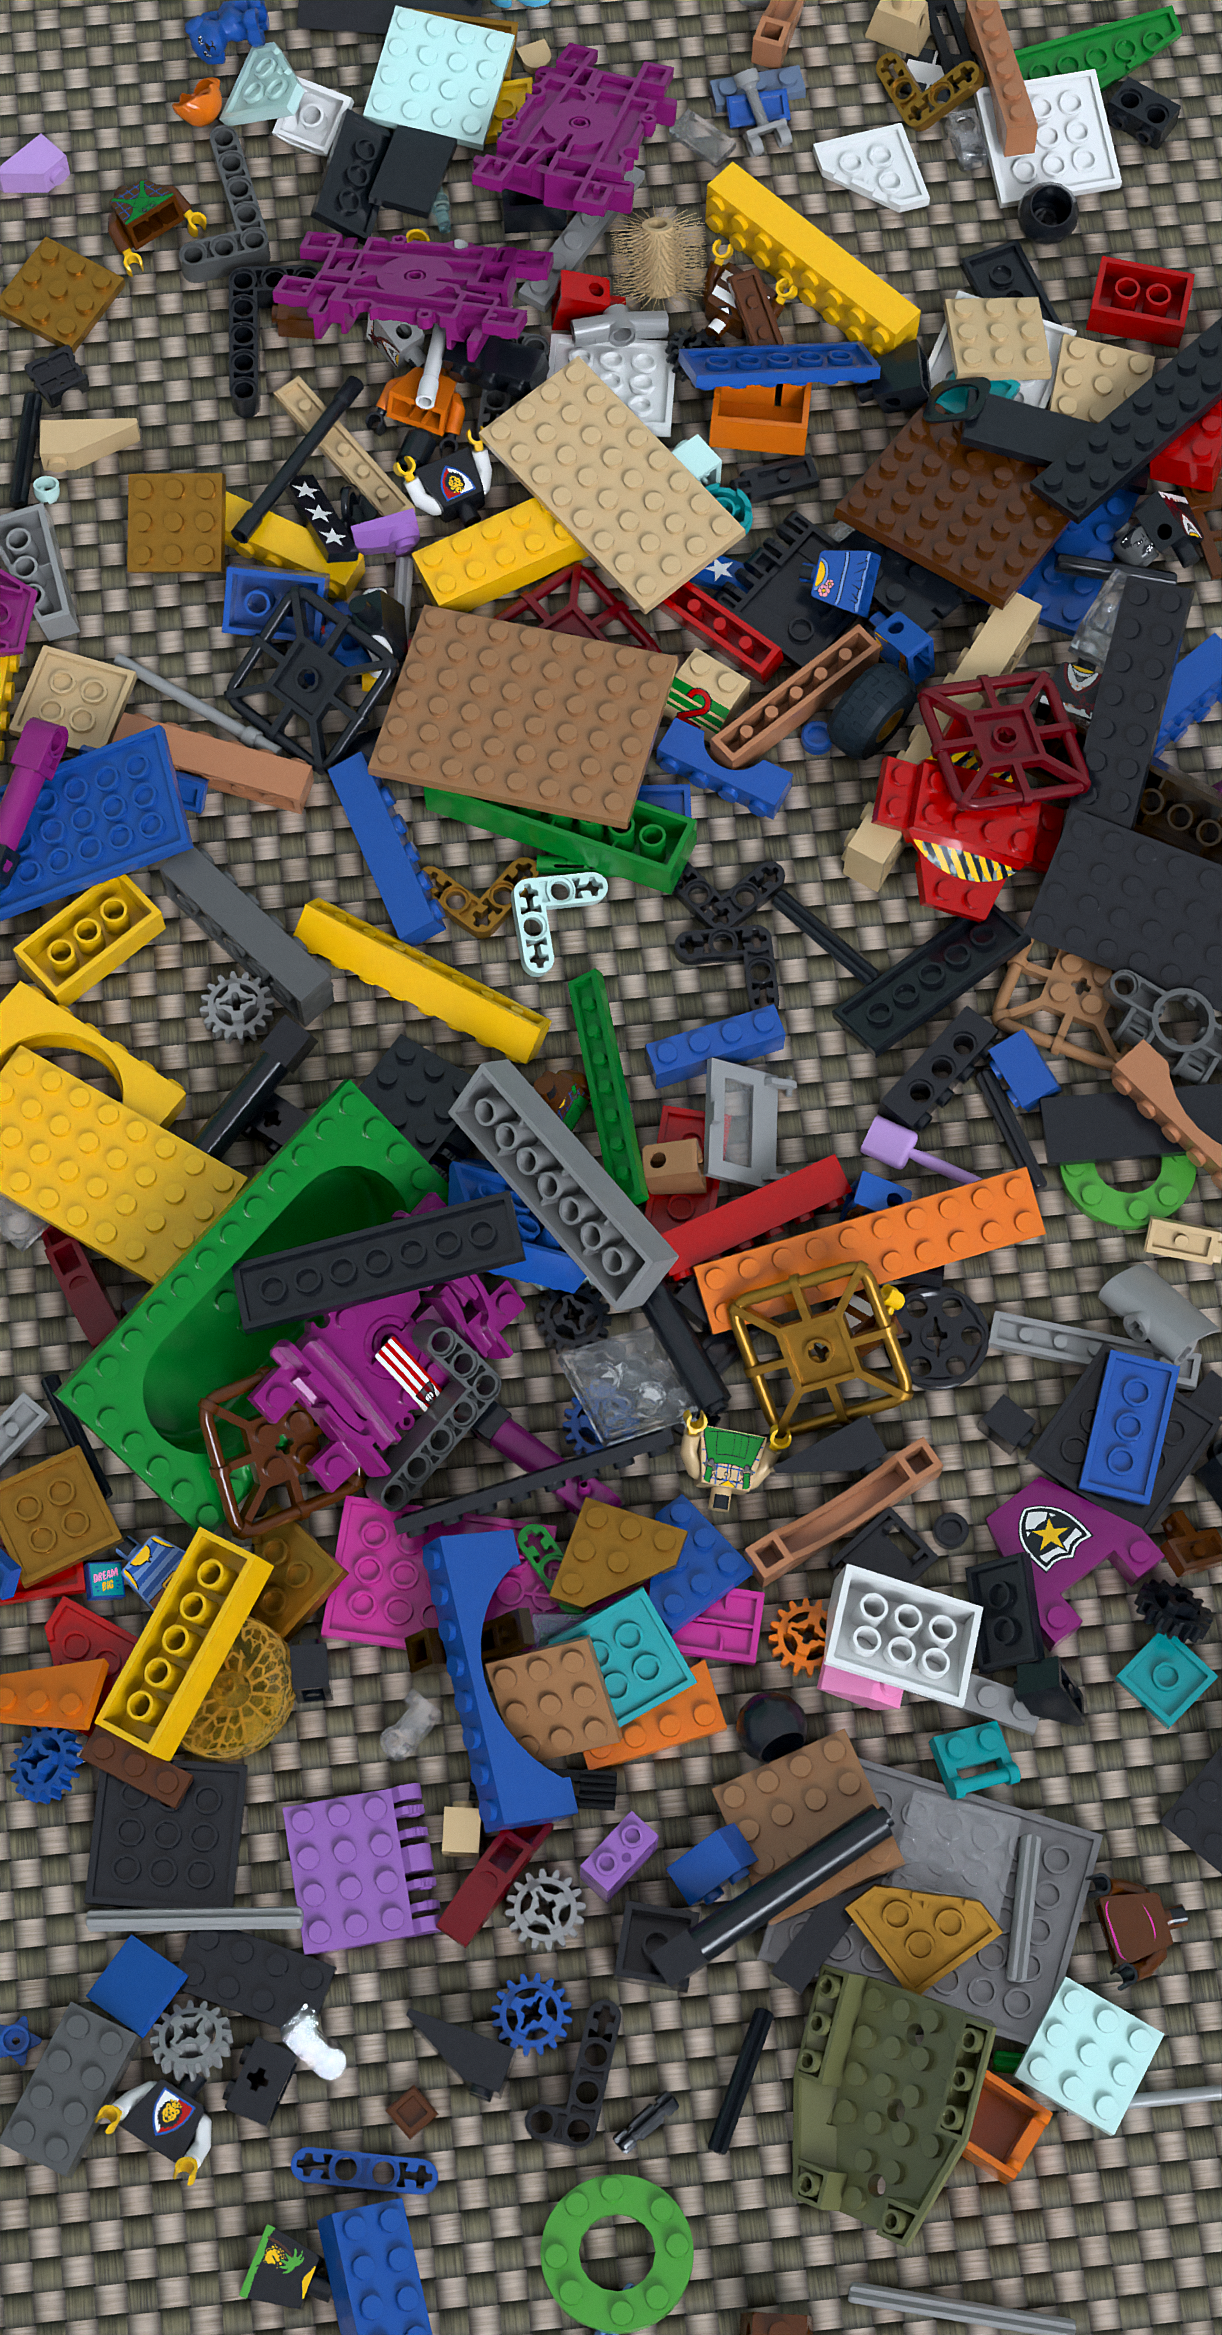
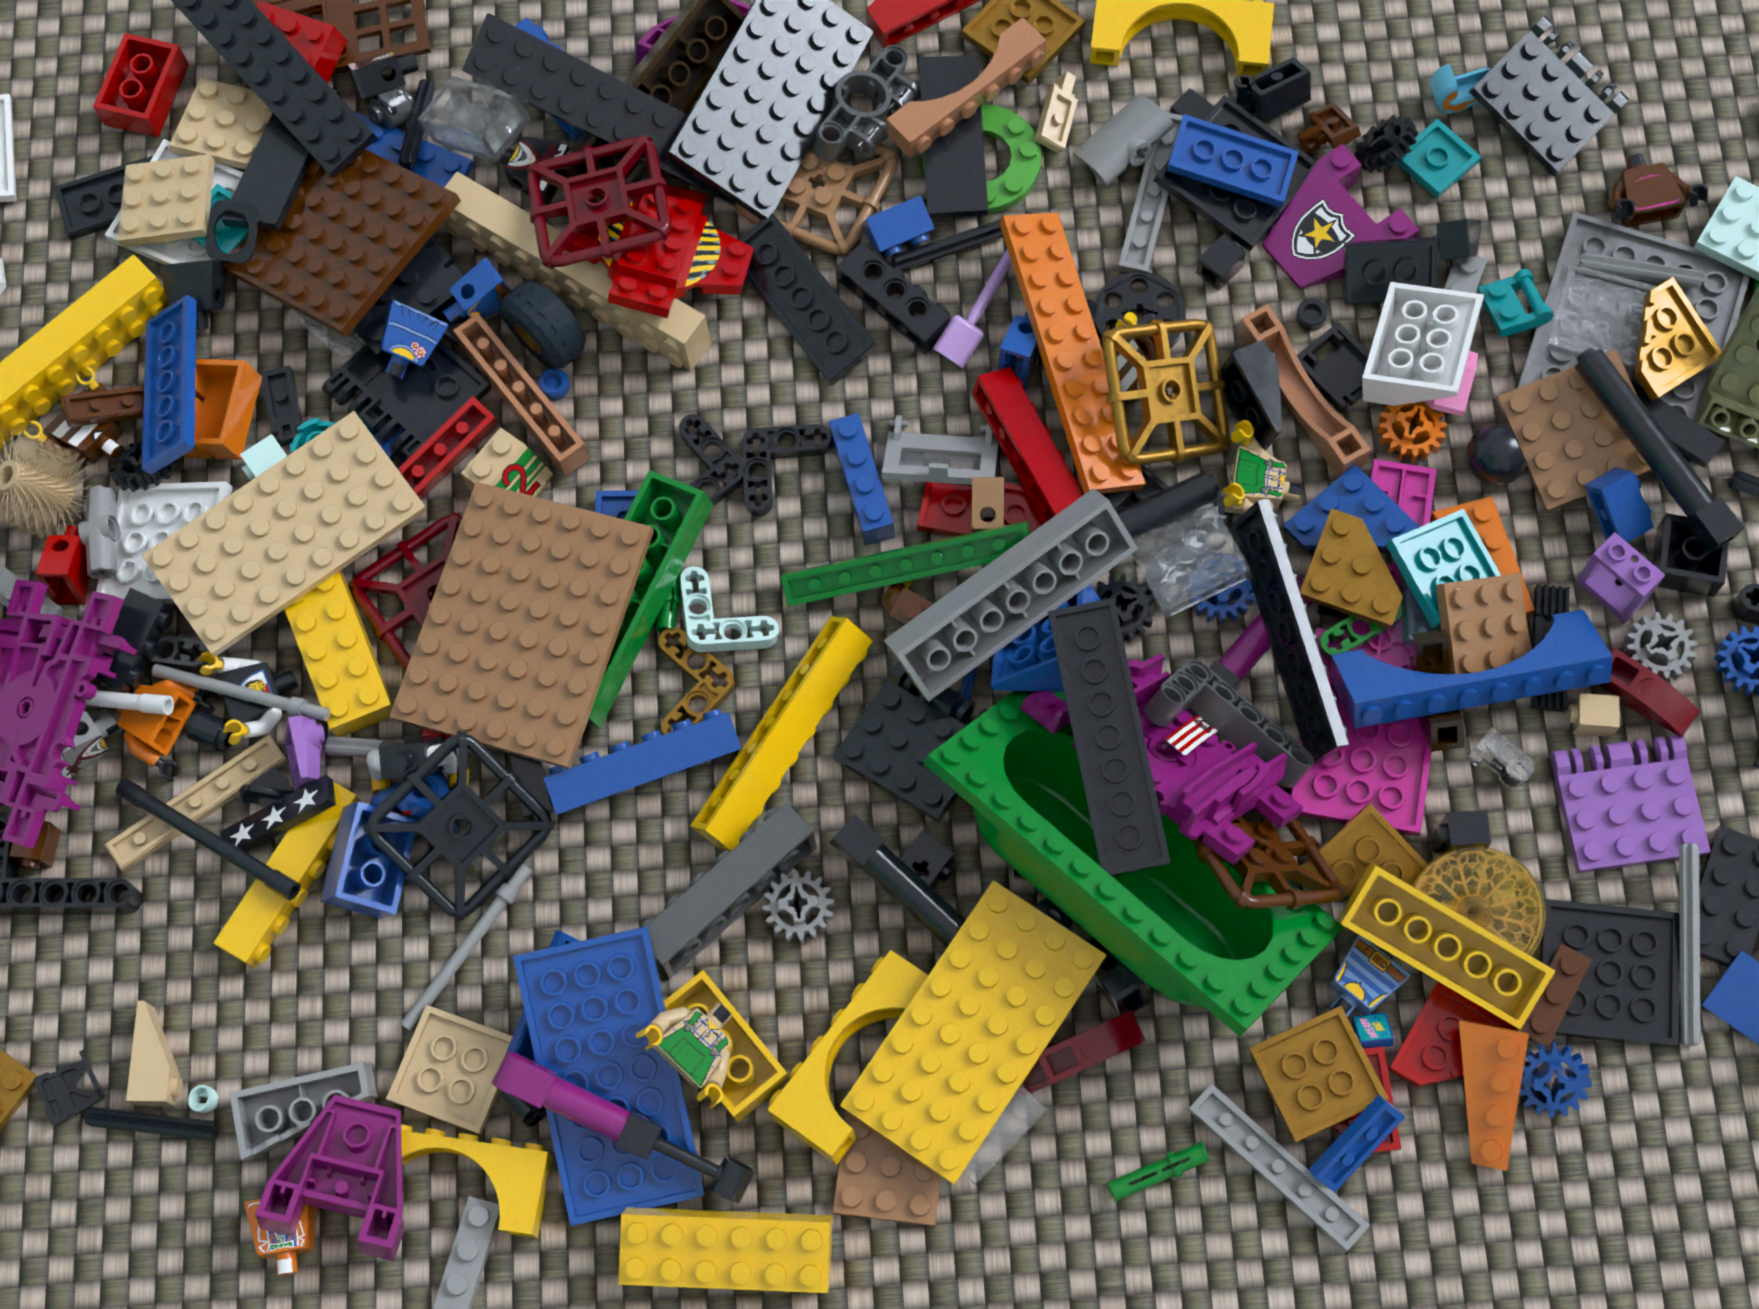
camera: 80 degrees left, 0 degrees up
(74, 898) = (693, 1046): none -> torso
(74, 1432) = (1217, 1065): black axle -> none
(176, 523) = (265, 959): pearl gold plate -> none
(231, 765) = (535, 922): nougat brick -> none
(431, 516) = (294, 706): none -> light grey bar
(757, 788) = (606, 430): blue arch -> none
(825, 937) = (755, 385): black axle -> none
(1049, 204) = (36, 152): black helmet -> none

